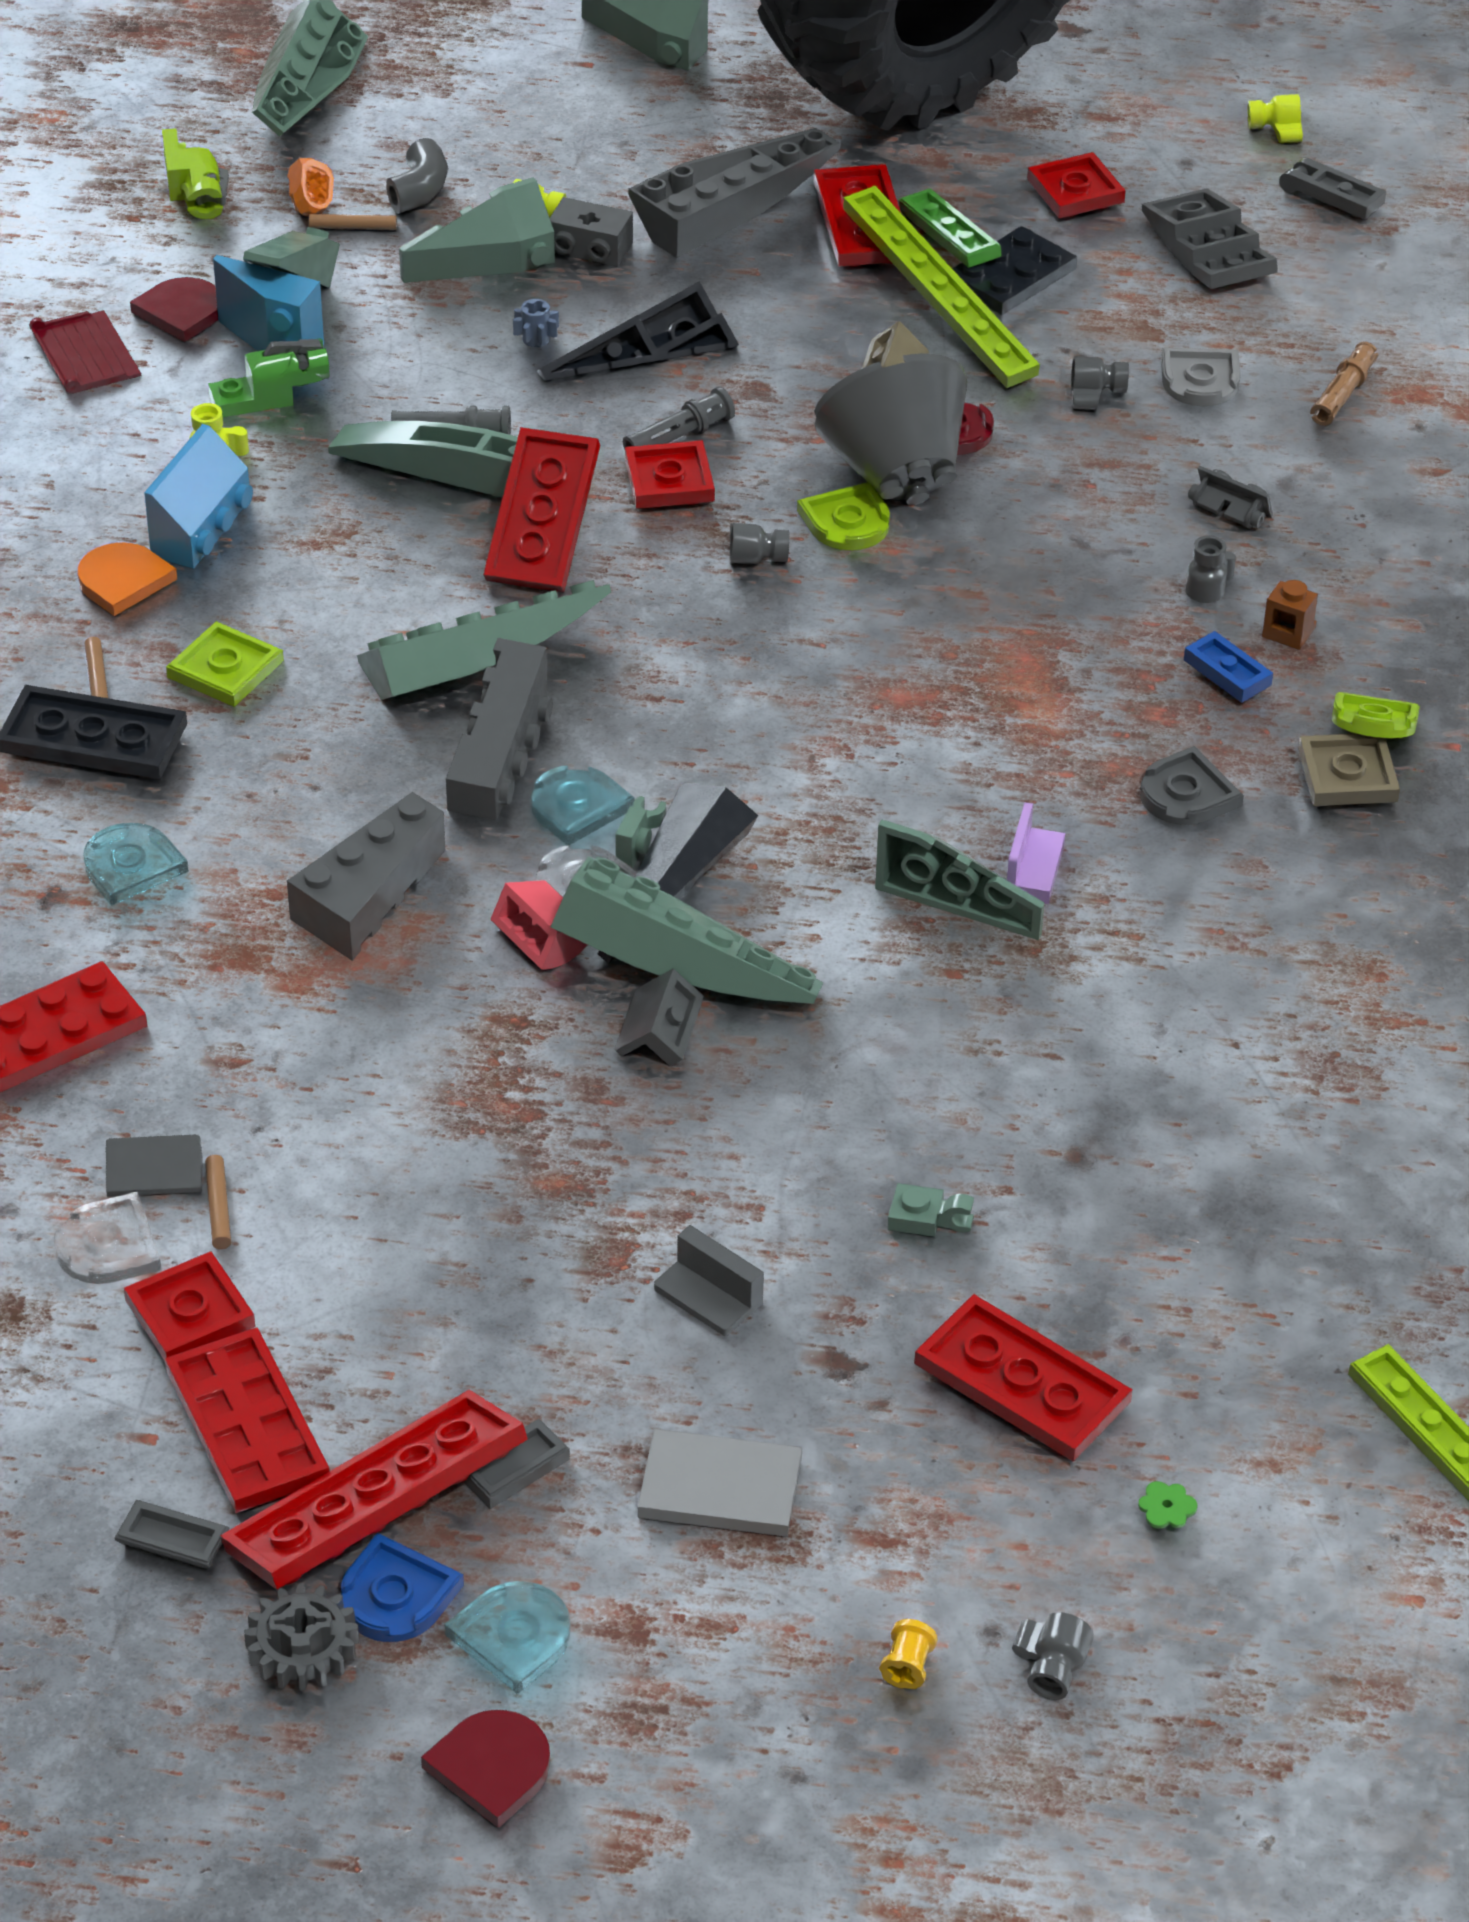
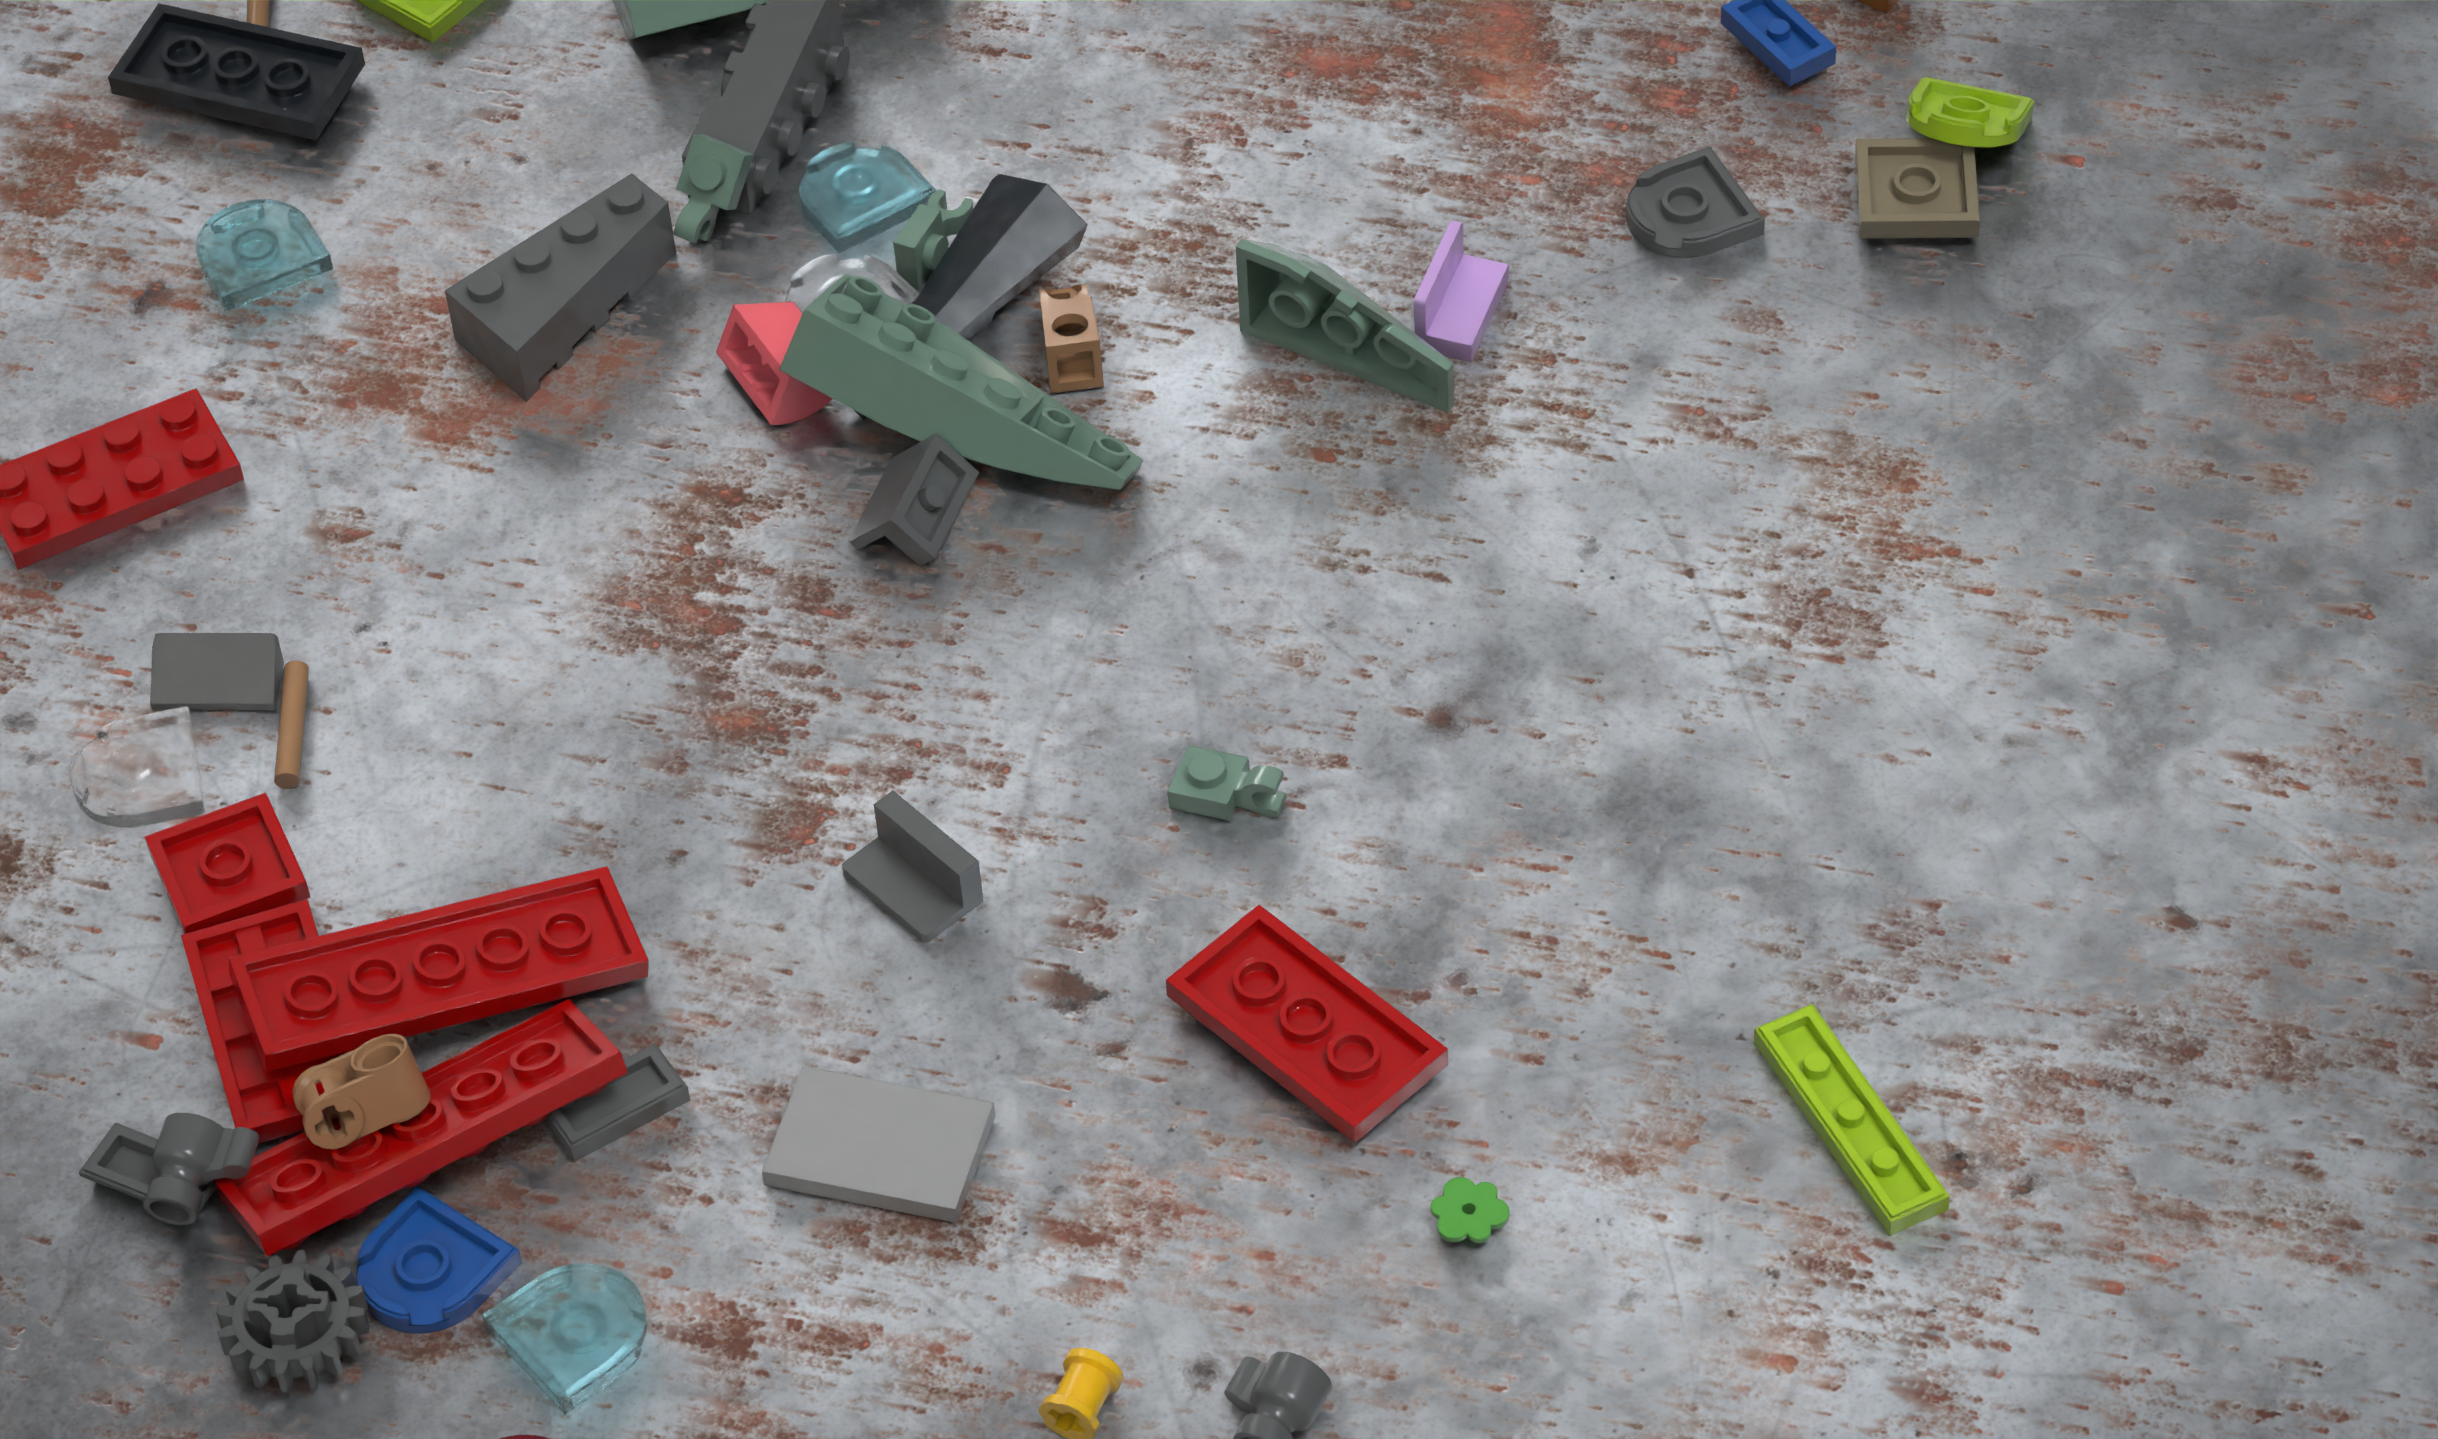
camera: 10 degrees right, 5 degrees up
(205, 1517) = (191, 1155): none -> dark grey piece
(333, 1462) = (363, 1090): none -> medium nougat piece
(367, 1371) = (437, 967): none -> red plate
(472, 793) = (714, 179): none -> sand green plate
(755, 898) = (1071, 339): none -> medium nougat leg

